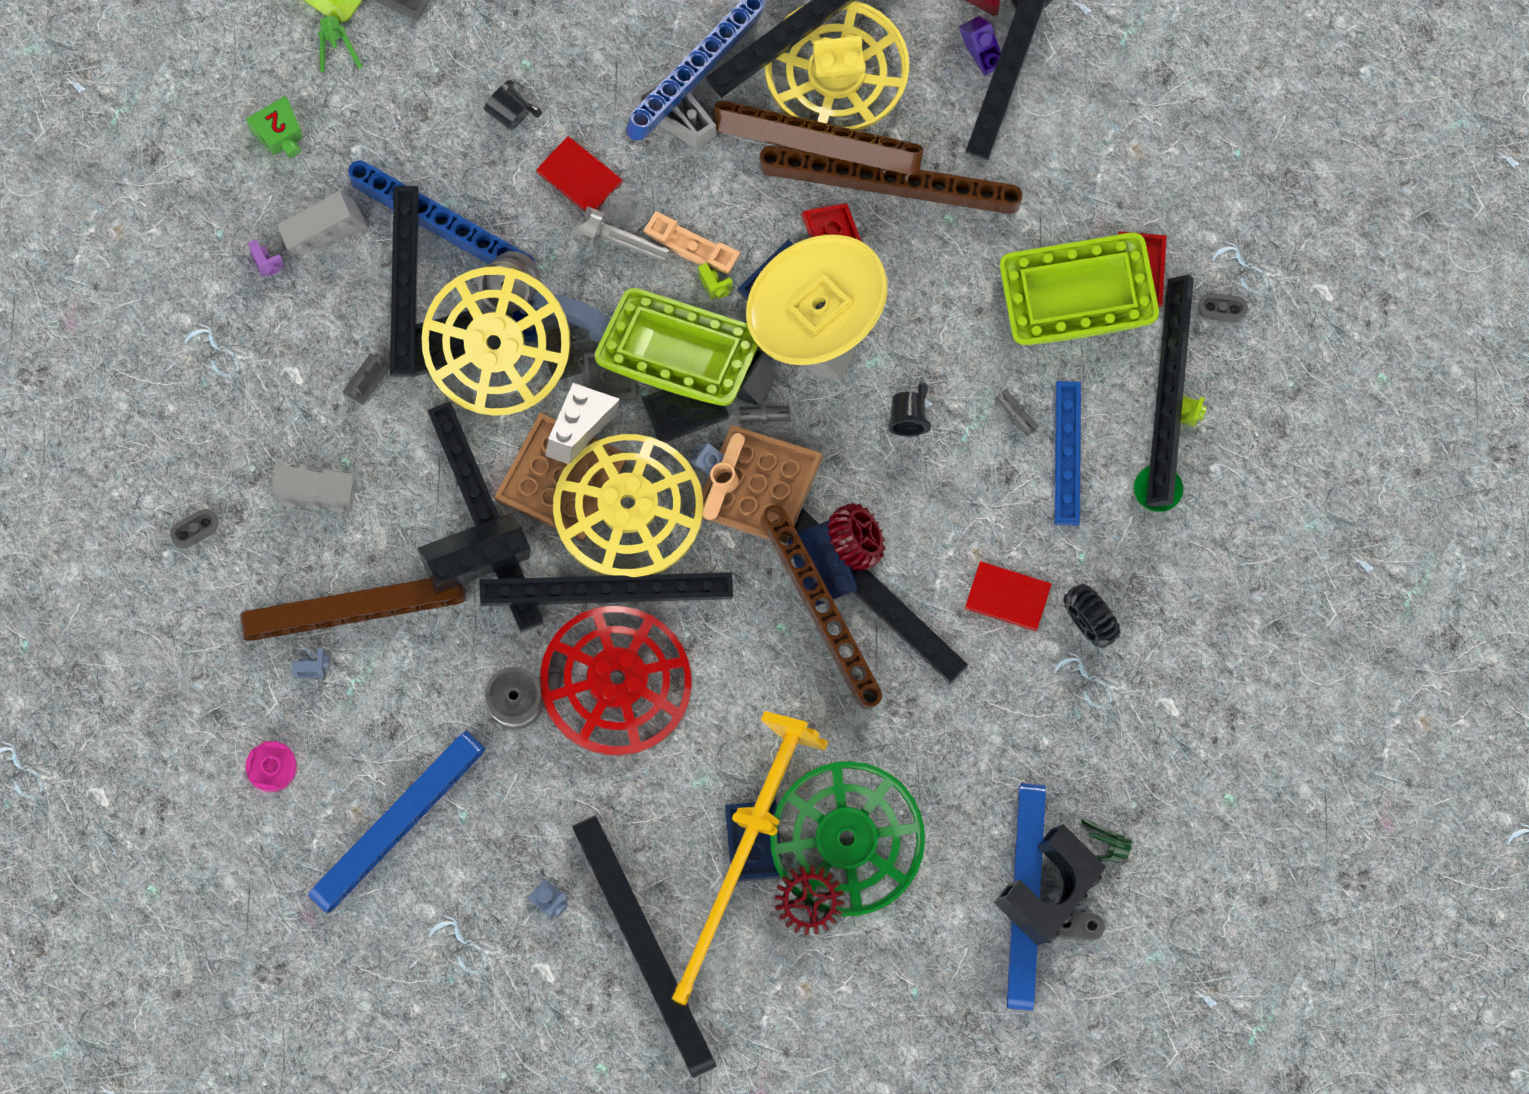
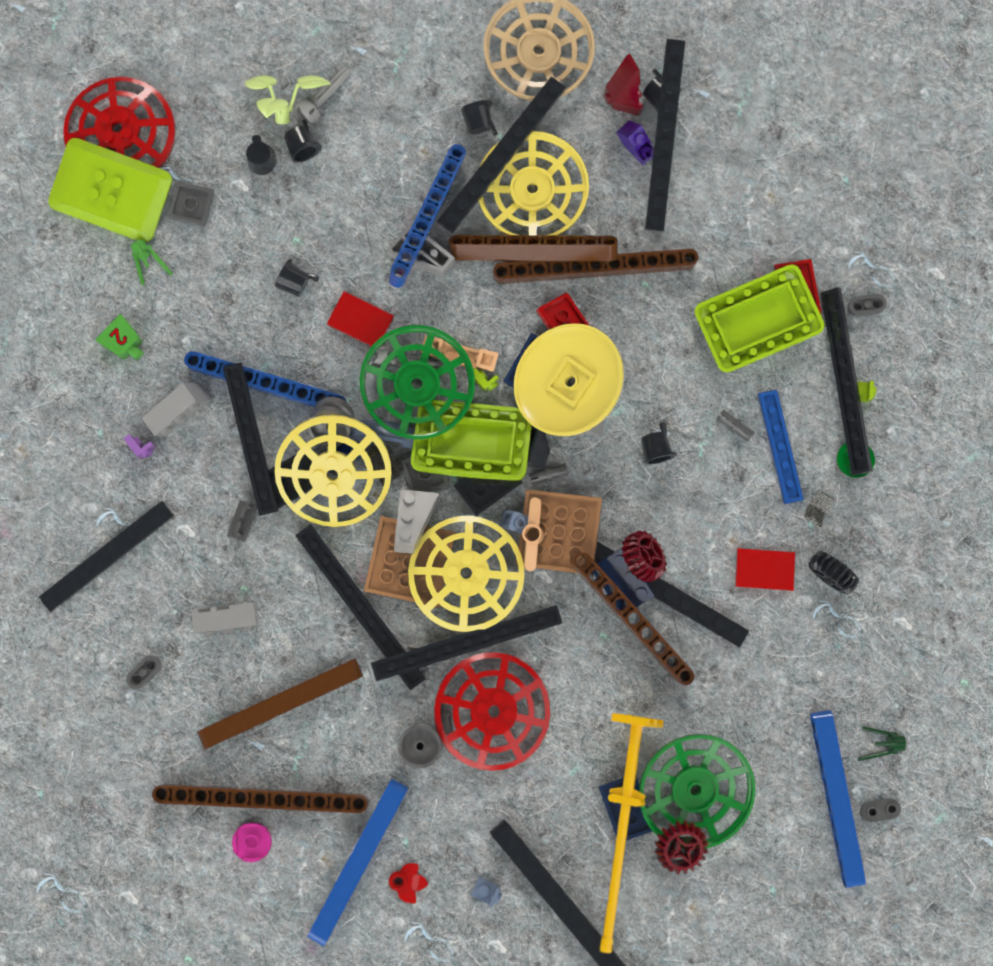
camera: 15 degrees left, 10 degrees up
(186, 380) = (106, 556): none -> black tile
(288, 705) = (251, 800): none -> reddish brown beam
(309, 668) = (258, 759): sand blue bracket -> none
(456, 866) = (410, 883): none -> red plate
(474, 552) = (360, 640): black slope -> none
(629, 247) = (417, 370): none -> green dish
(838, 56) = (533, 179): light yellow bracket -> none
(1079, 873) = (874, 774): black arch -> none
(1096, 536) = (818, 508): none -> clear smoke bracket

